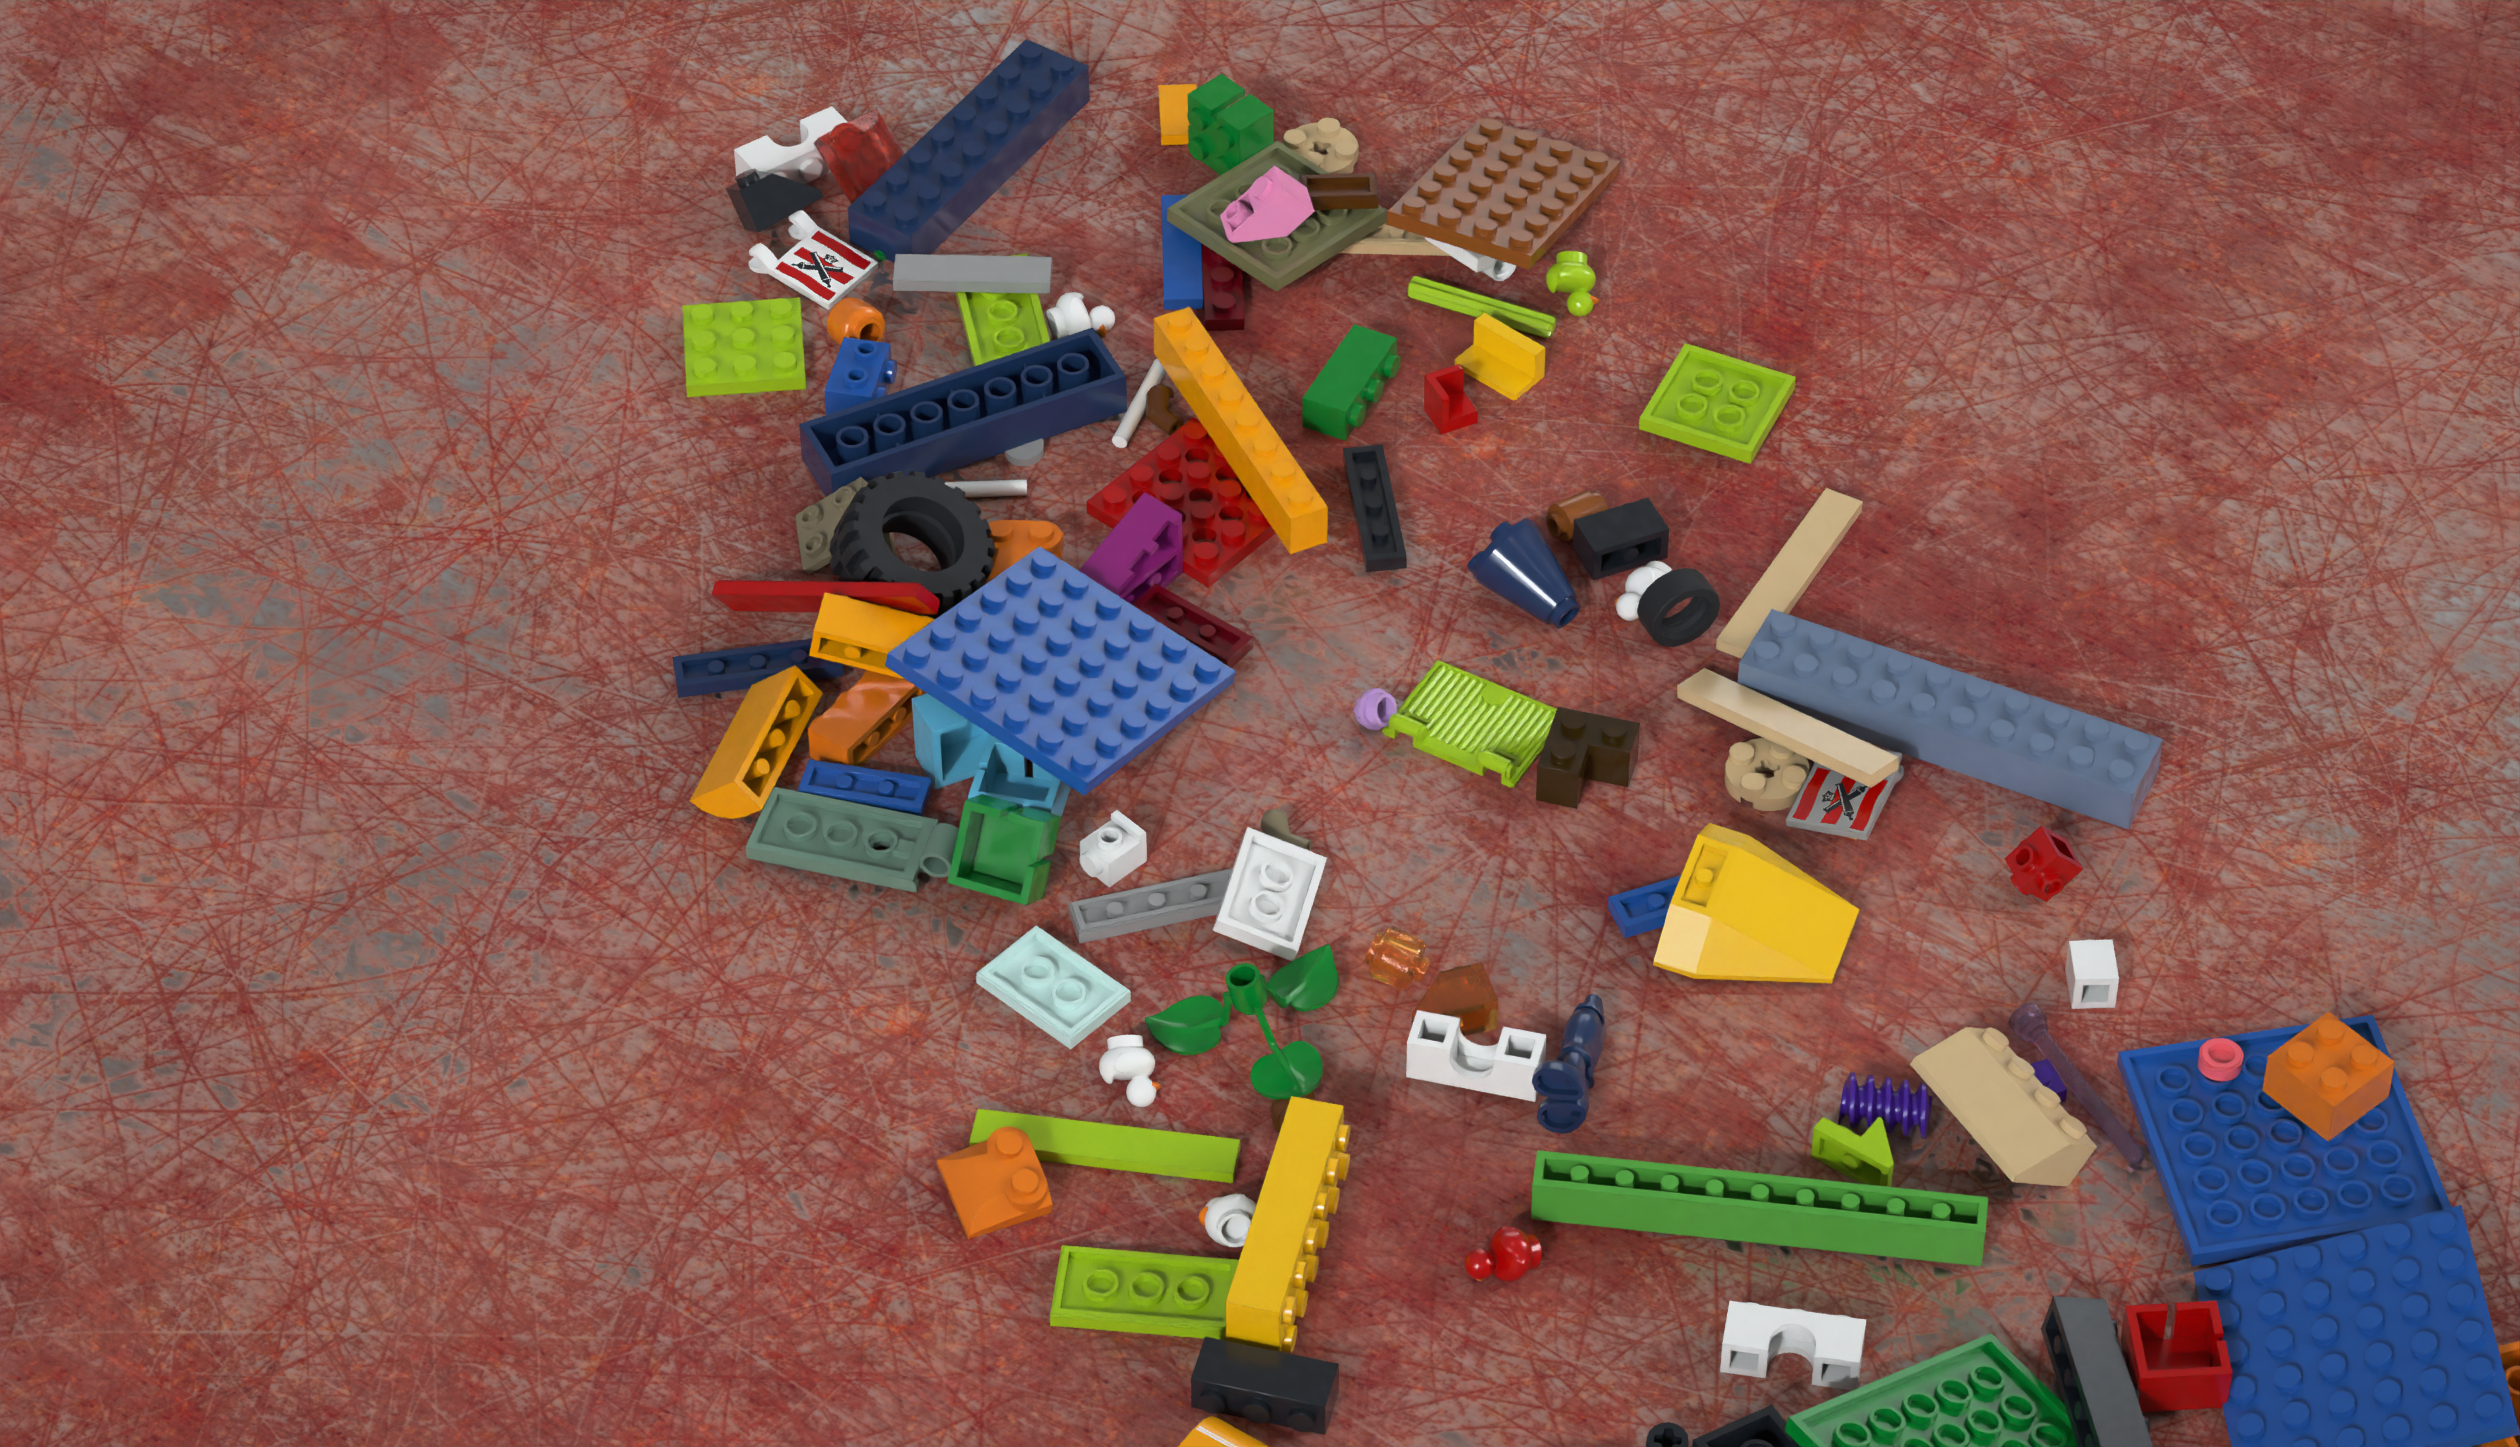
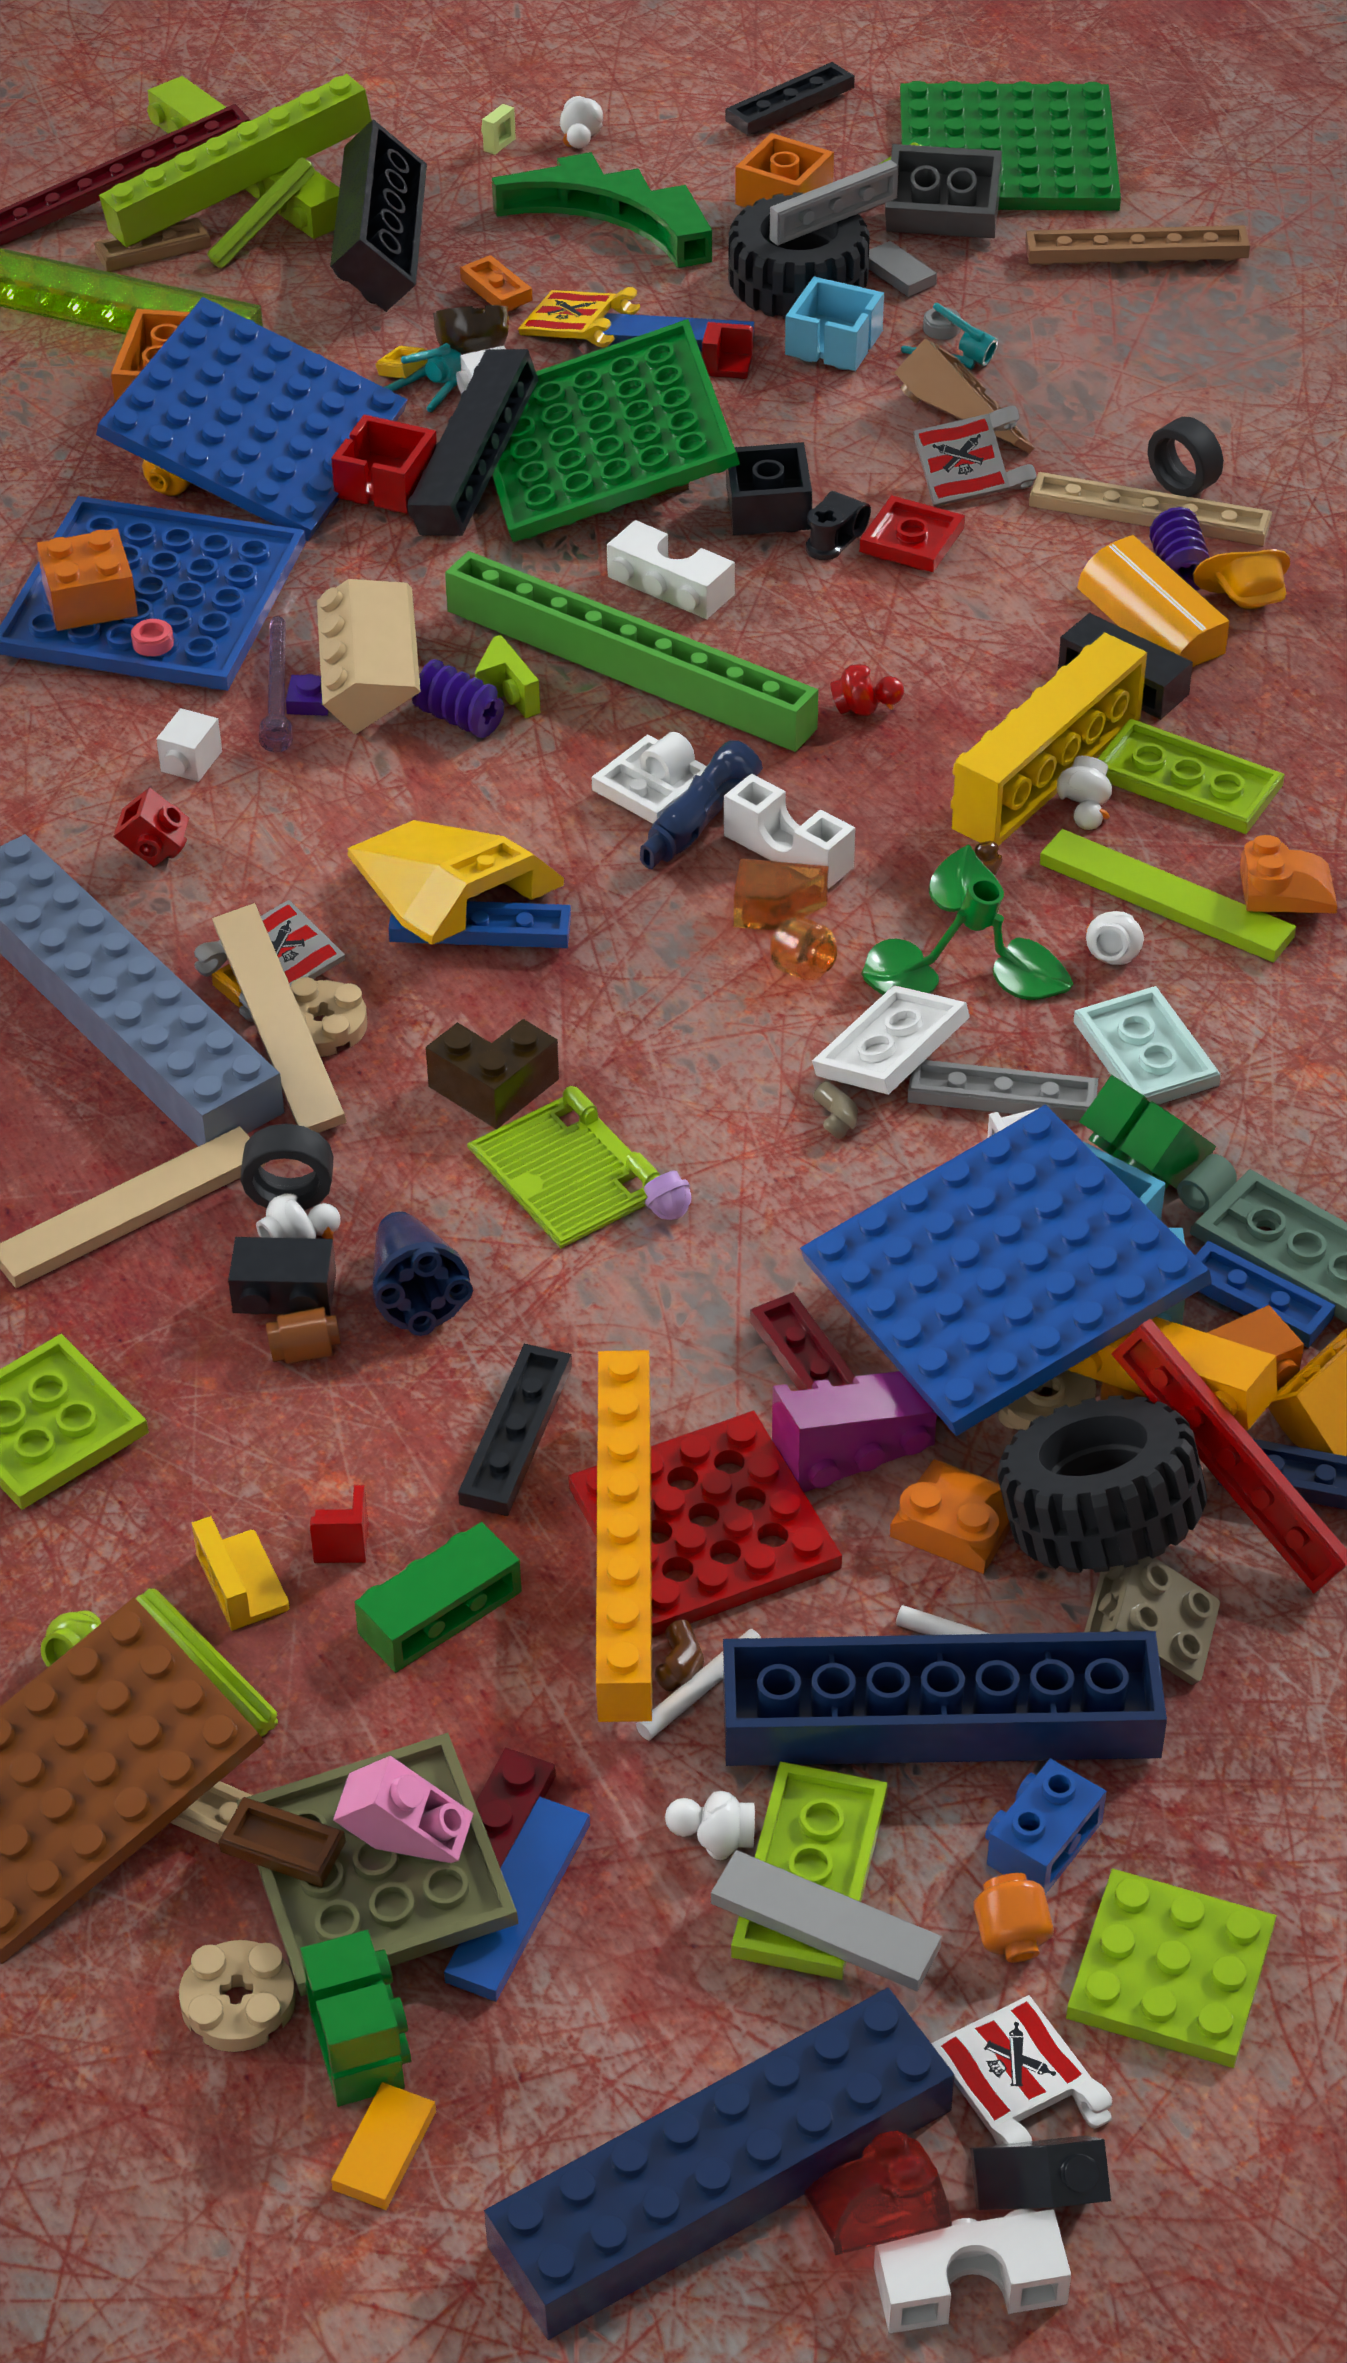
camera: 155 degrees left, 0 degrees up
(1645, 1093) = (649, 775): none -> white plate

